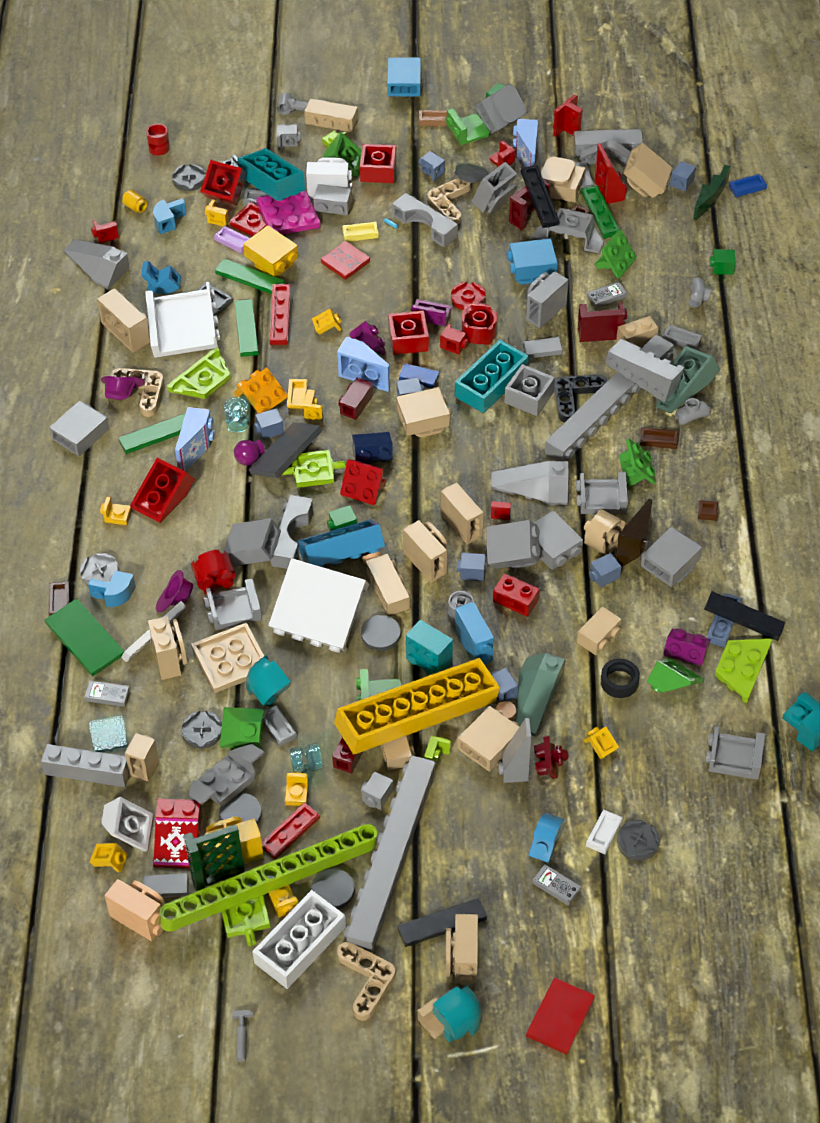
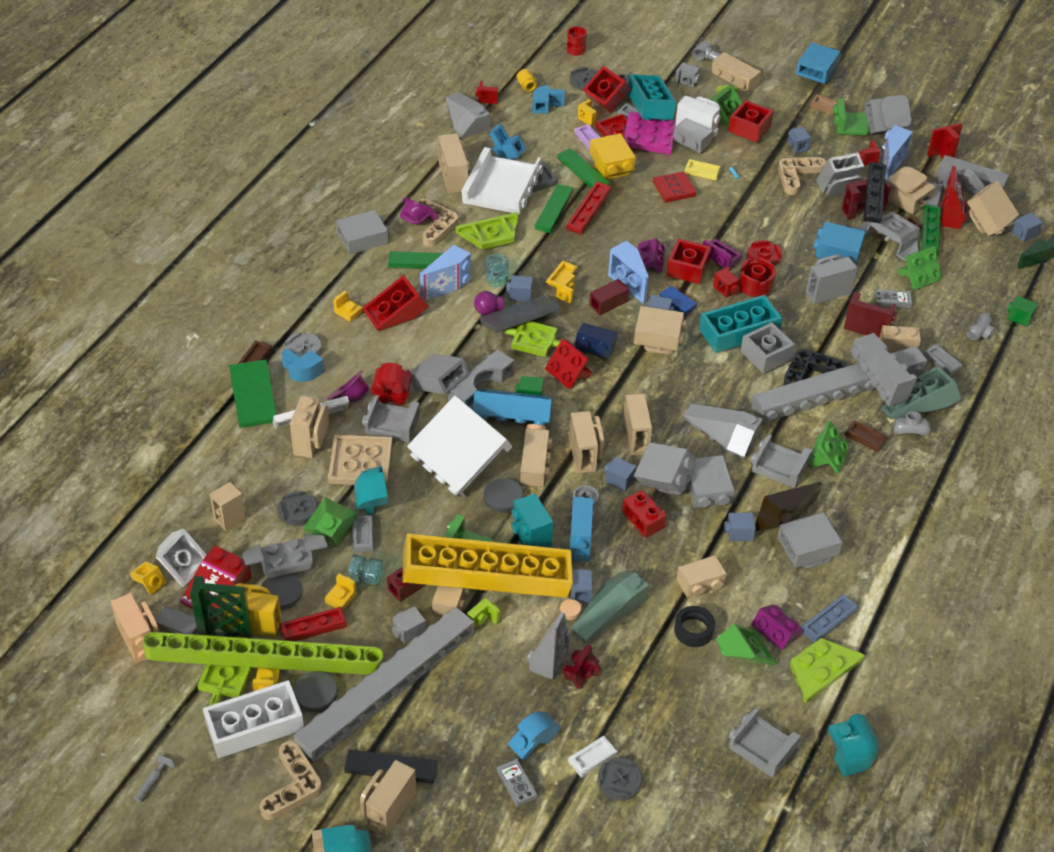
camera: 25 degrees right, 5 degrees down
(85, 765) = (179, 494): light grey brick -> none
(107, 693) = (240, 446): tile -> none
(108, 734) = (217, 476): clear light blue piece -> none
(261, 390) = (532, 260): light orange bracket -> none
(326, 321) = (625, 226): yellow bracket -> none
(409, 209) = (756, 167): light grey arch -> none
(470, 173) = (824, 153): dark grey tile -> none
(487, 738) = (531, 621): tan brick -> none
(500, 510) = (676, 437): red tile -> none
(542, 347) = (805, 319): light grey tile -> none
(601, 741) = (640, 674): yellow bracket -> none
(603, 532) = (754, 488): tan brick -> none
(708, 510) = (874, 516): reddish brown tile -> none
(744, 615) = (850, 622): black tile -> none

